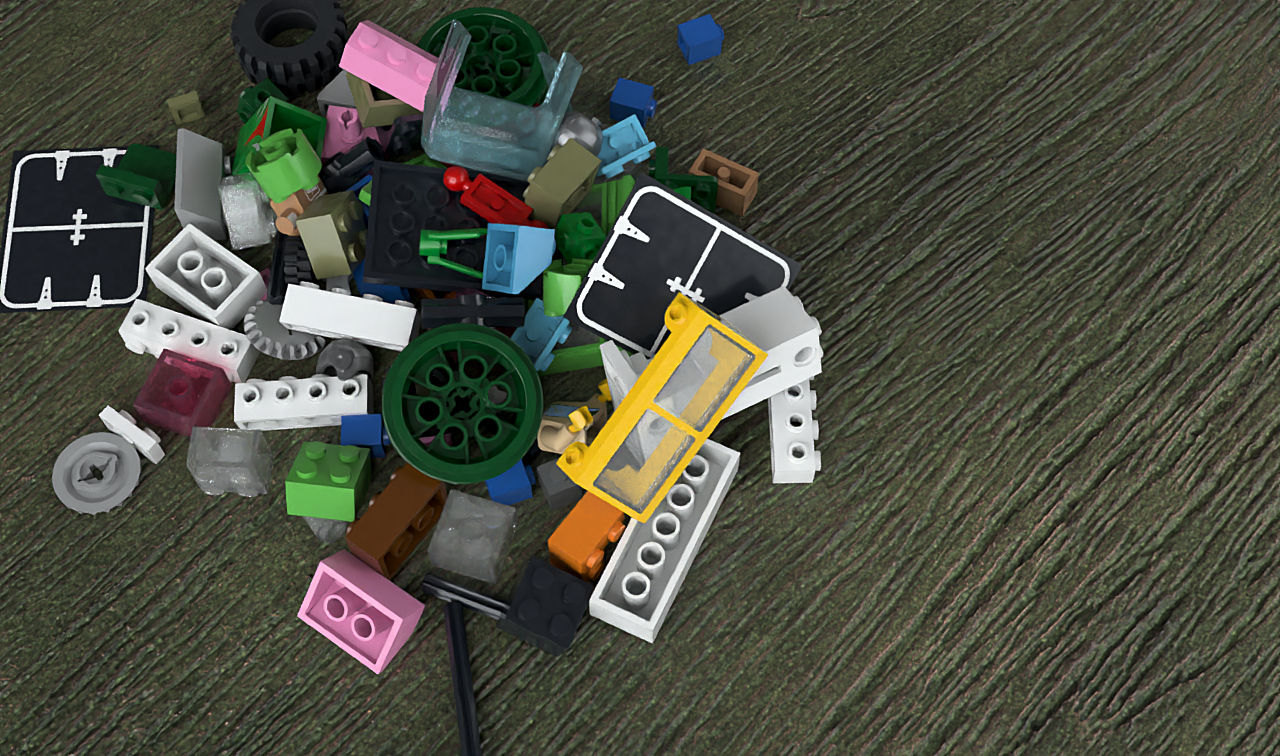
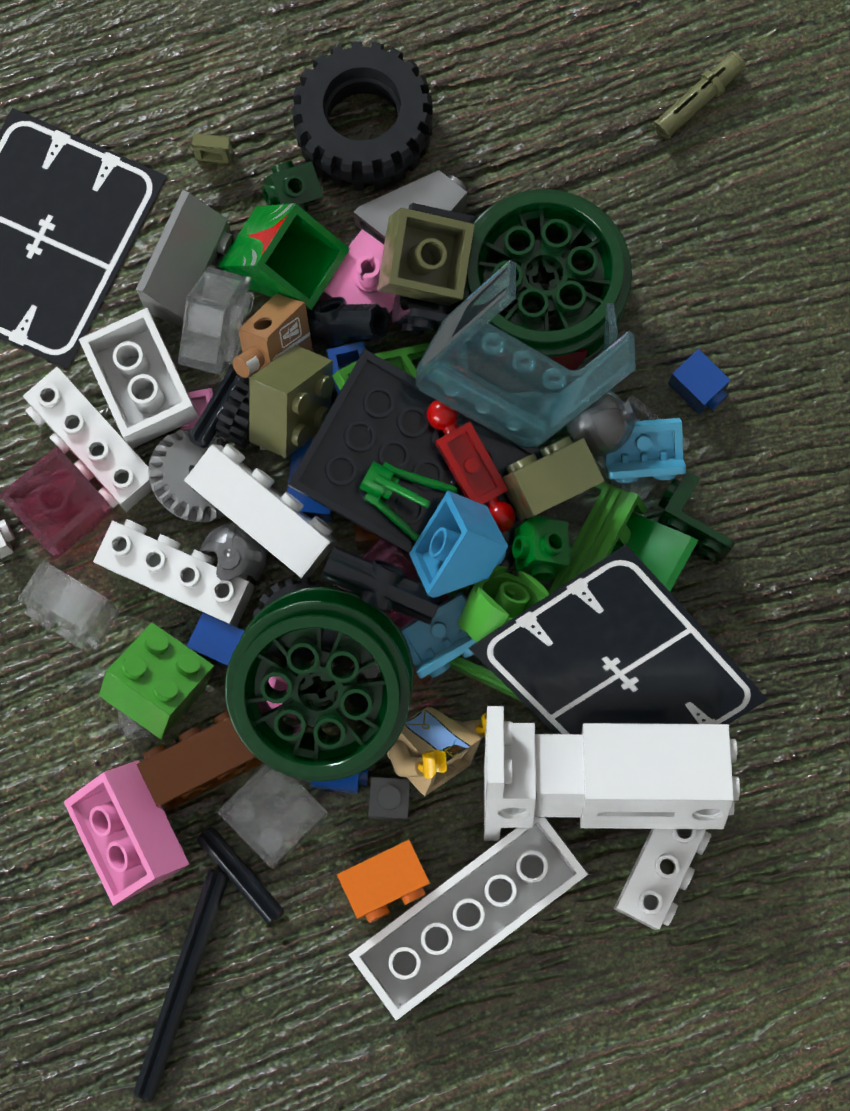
camera: 30 degrees right, 15 degrees up
(141, 177) = (129, 212): dark green bracket -> none
(284, 164) = (269, 302): bright green brick -> none
(389, 63) = (442, 242): bright pink slope -> none
(545, 606) = (305, 931): black brick -> none
(666, 411) = (526, 817): windscreen -> none
(699, 39) = (819, 337): blue brick -> none
(735, 182) = (755, 544): medium nougat brick -> none

